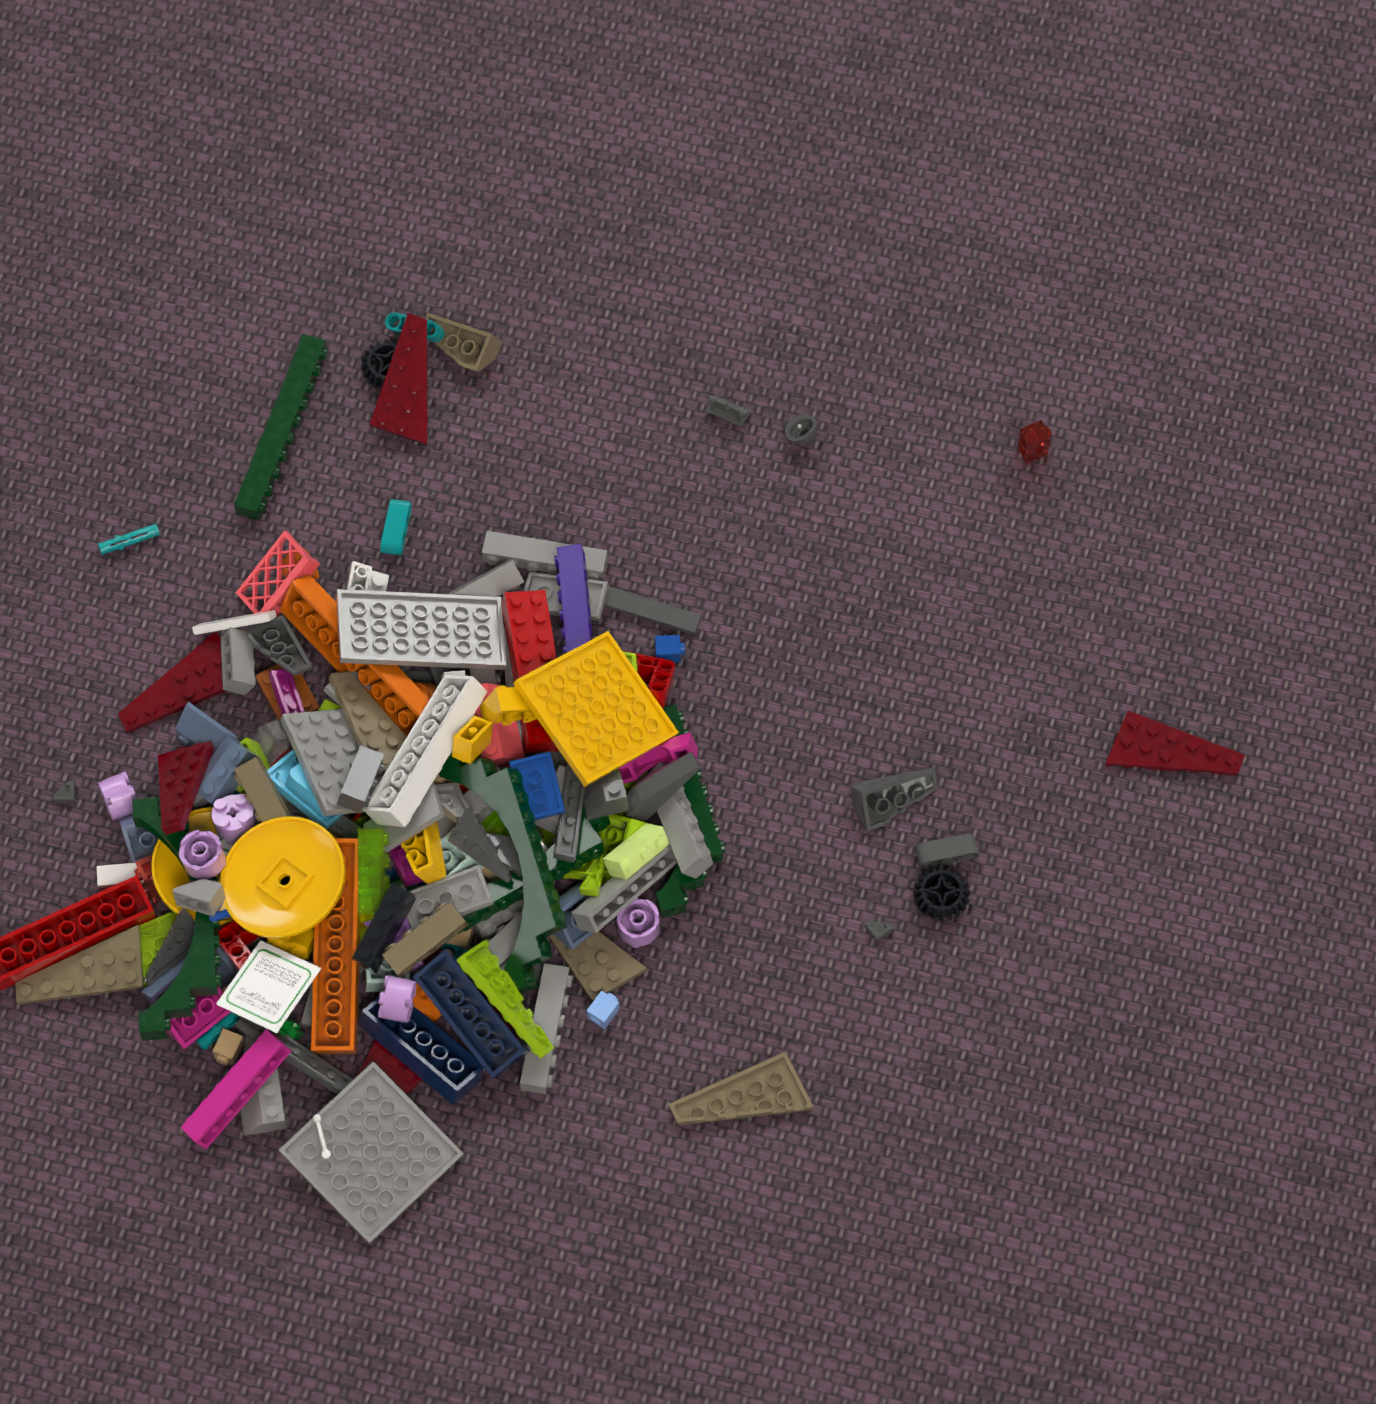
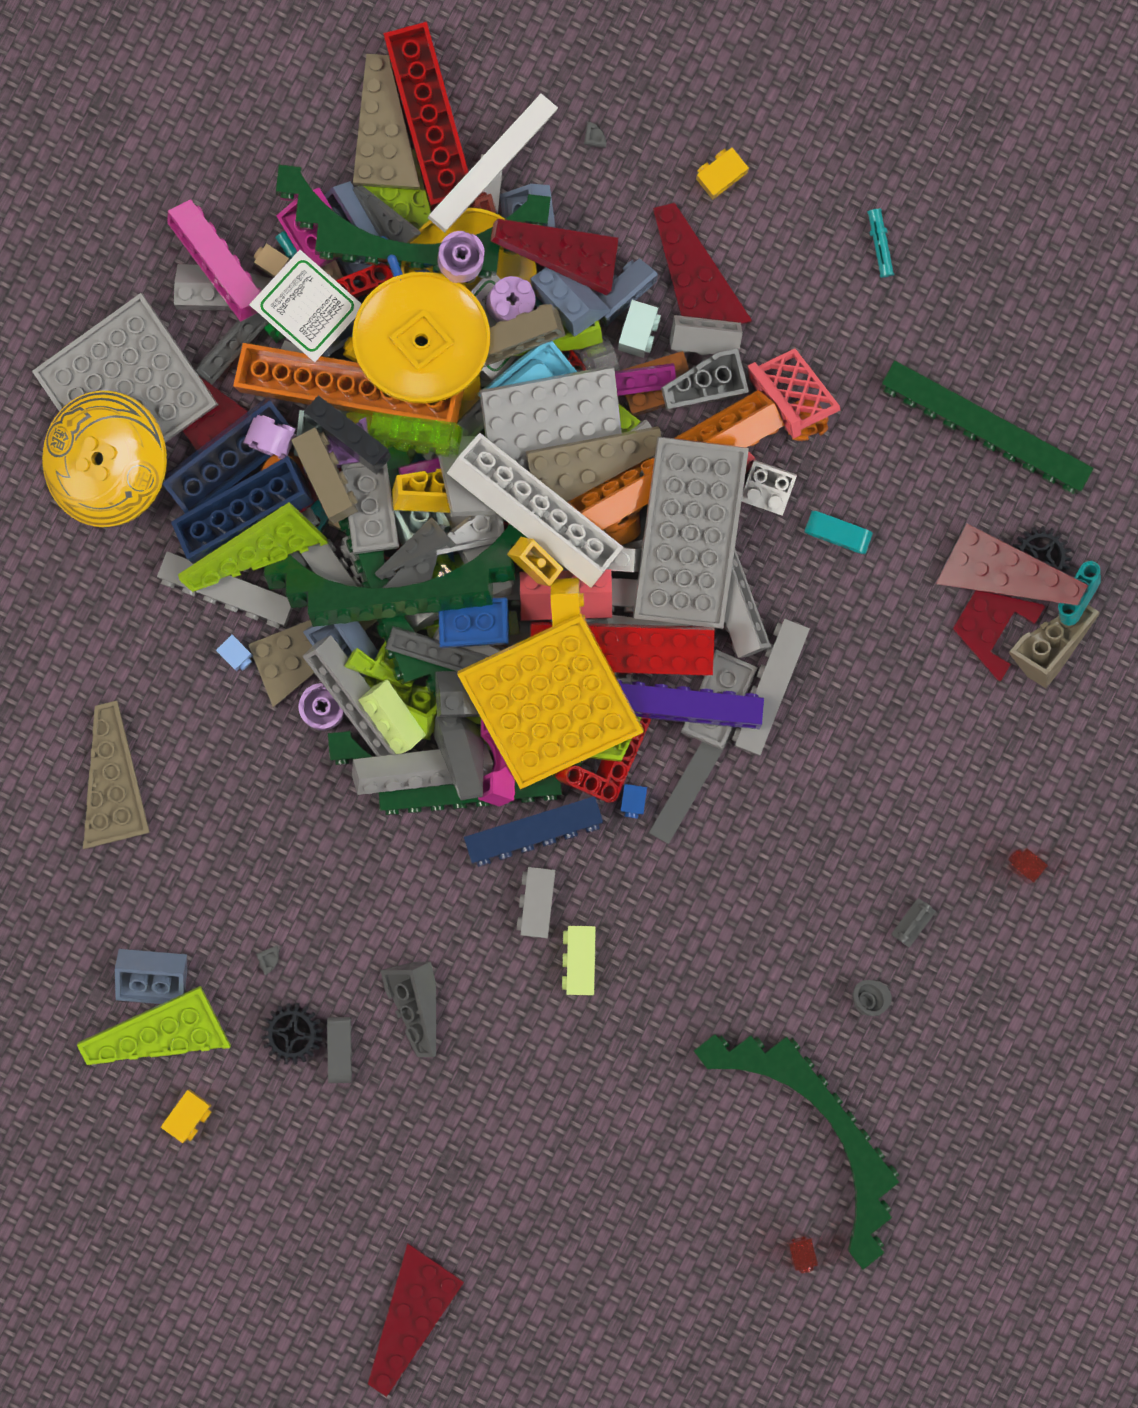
camera: 100 degrees right, 20 degrees up
(85, 678) = (721, 173): none -> yellow brick
(105, 865) = (492, 163): none -> white tile
(117, 795) = (572, 187): lavender brick -> none
(200, 896) = (414, 250): light grey slope -> none
(234, 622) = (751, 339): white tile -> none
(241, 715) = (638, 327): none -> light aqua brick
(326, 1153) = (127, 340): white hinge -> none
(361, 779) = (511, 436): brick -> none
(411, 1148) = (131, 462): none -> yellow dish
(453, 401) = (985, 621): none -> dark red wing
(660, 326) = (1026, 865): none -> clear red brick
(714, 721) = (534, 830): none -> dark blue brick
(777, 711) = (536, 902): none -> light grey brick
(820, 666) = (579, 960): none -> yellowish green brick
(918, 1024) = (149, 976): none -> sand blue slope
(949, 407) = (868, 1170): none -> dark green arch
(964, 1002) = (168, 1029): none -> lime wing
(1038, 969) = (186, 1116): none -> yellow brick

